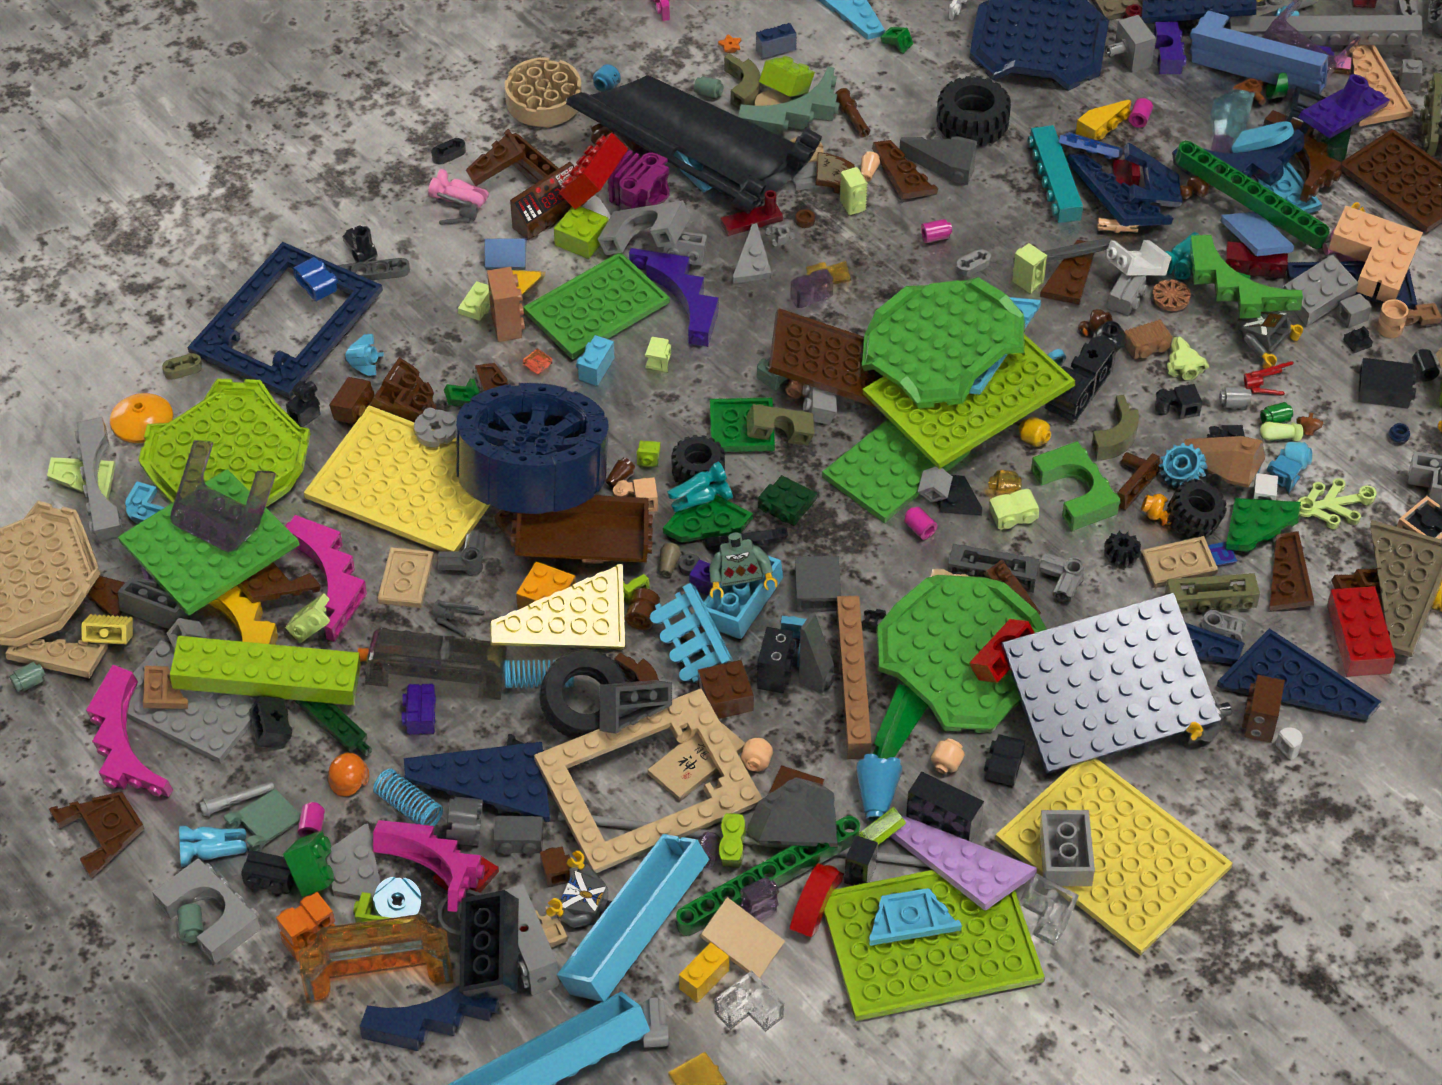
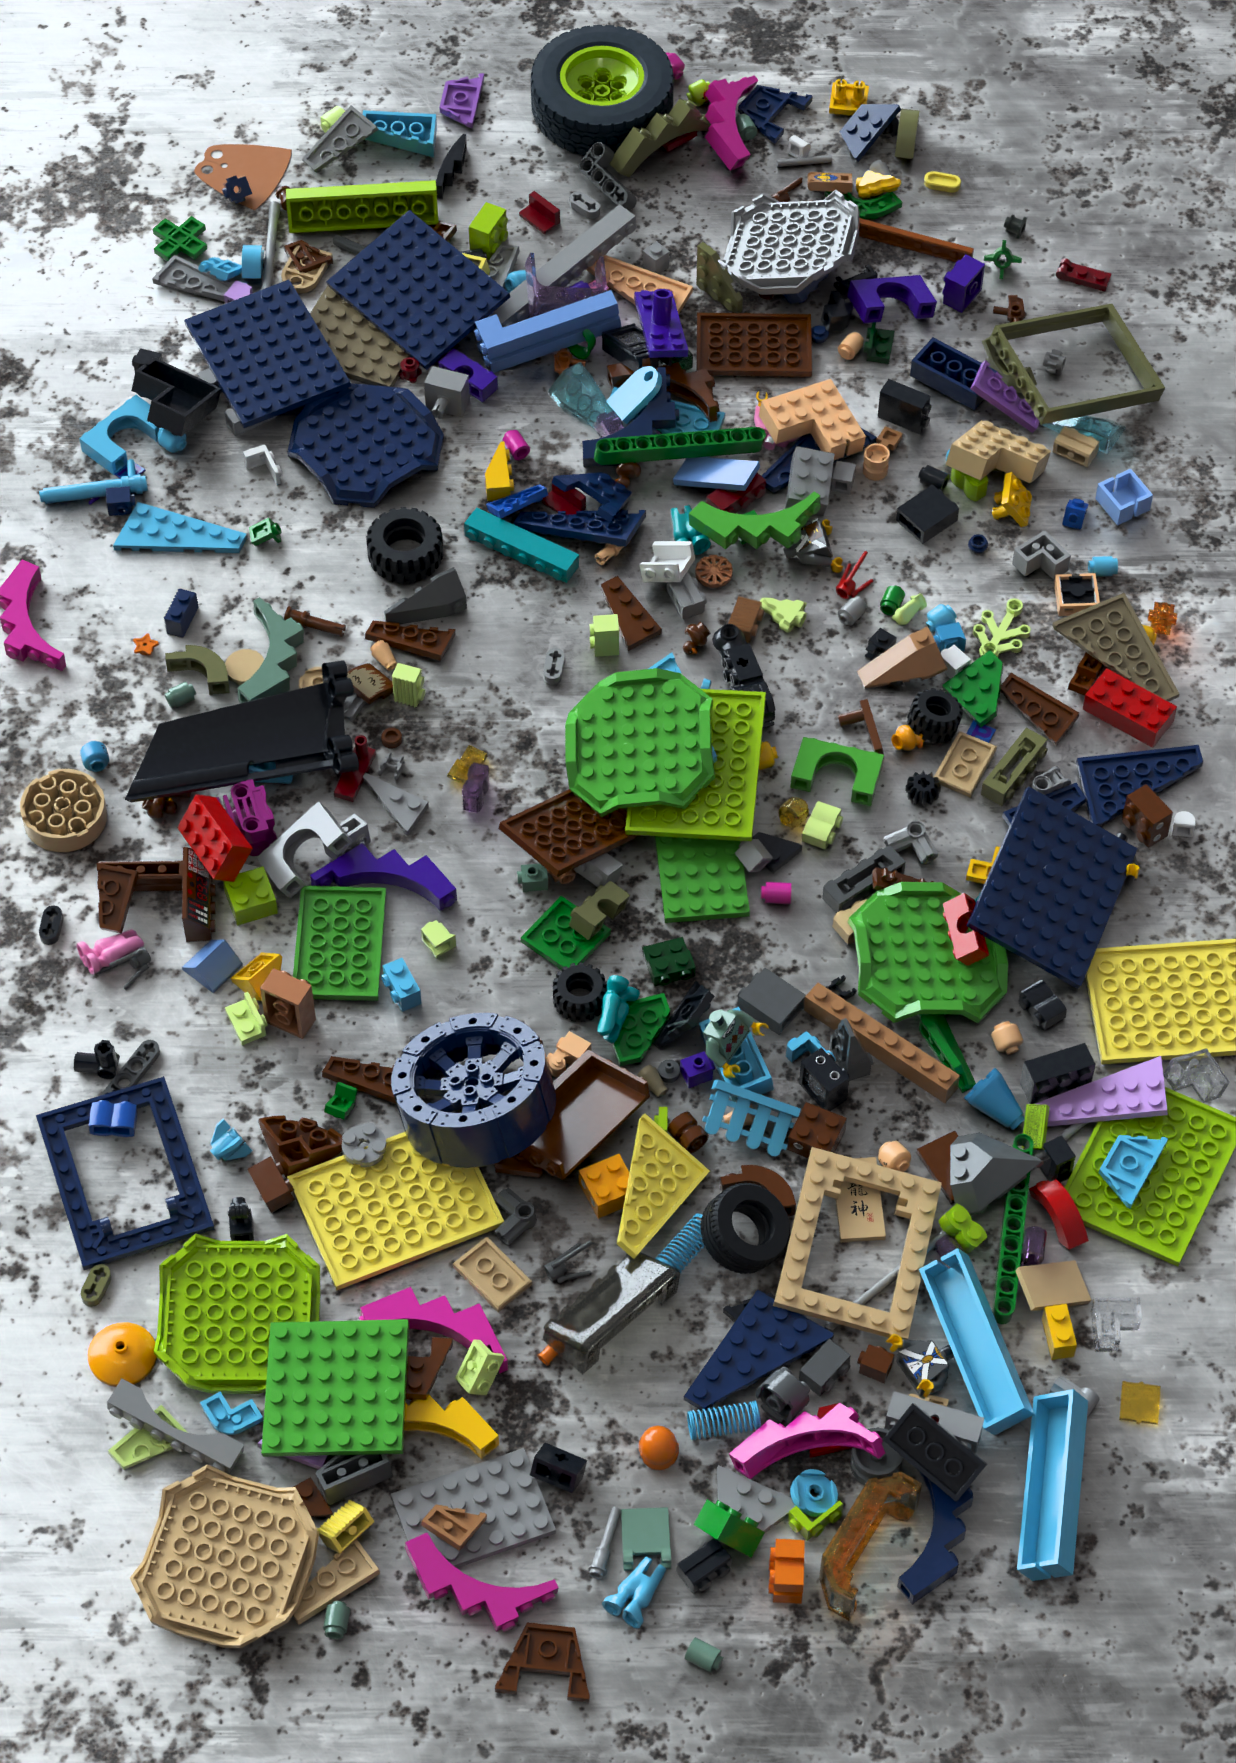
camera: 50 degrees left, 5 degrees up
(187, 628) = (411, 1470): light grey brick -> none
(200, 883) = (729, 1617): light grey arch -> none
(213, 514) = (328, 1361): windscreen -> none
(265, 670) = (513, 1434): lime brick -> none
(311, 819) = (680, 1503): dark pink brick -> none
(337, 724) = (586, 1422): dark green plate -> none
(420, 709) = (640, 1353): dark purple brick -> none
(537, 361) = (355, 1026): clear orange tile -> none
(630, 701) = (794, 1200): dark grey wedge -> none
(648, 453) = (532, 1017): lime bracket -> none
(787, 76) = (235, 634): lime brick -> none
(936, 230) = (499, 664): dark pink brick -> none
(1067, 847) = (1162, 1024): light grey brick -> none
(1076, 250) = (611, 600): dark grey axle -> none
(1117, 440) = (817, 699): olive arch -> none
(1182, 455) = (891, 682): medium azure gear -> none
(1183, 398) = (823, 643): black brick -> none
(1309, 424) = (919, 587): dark orange piece -> none
(1358, 339) = (869, 497): black tile -> none

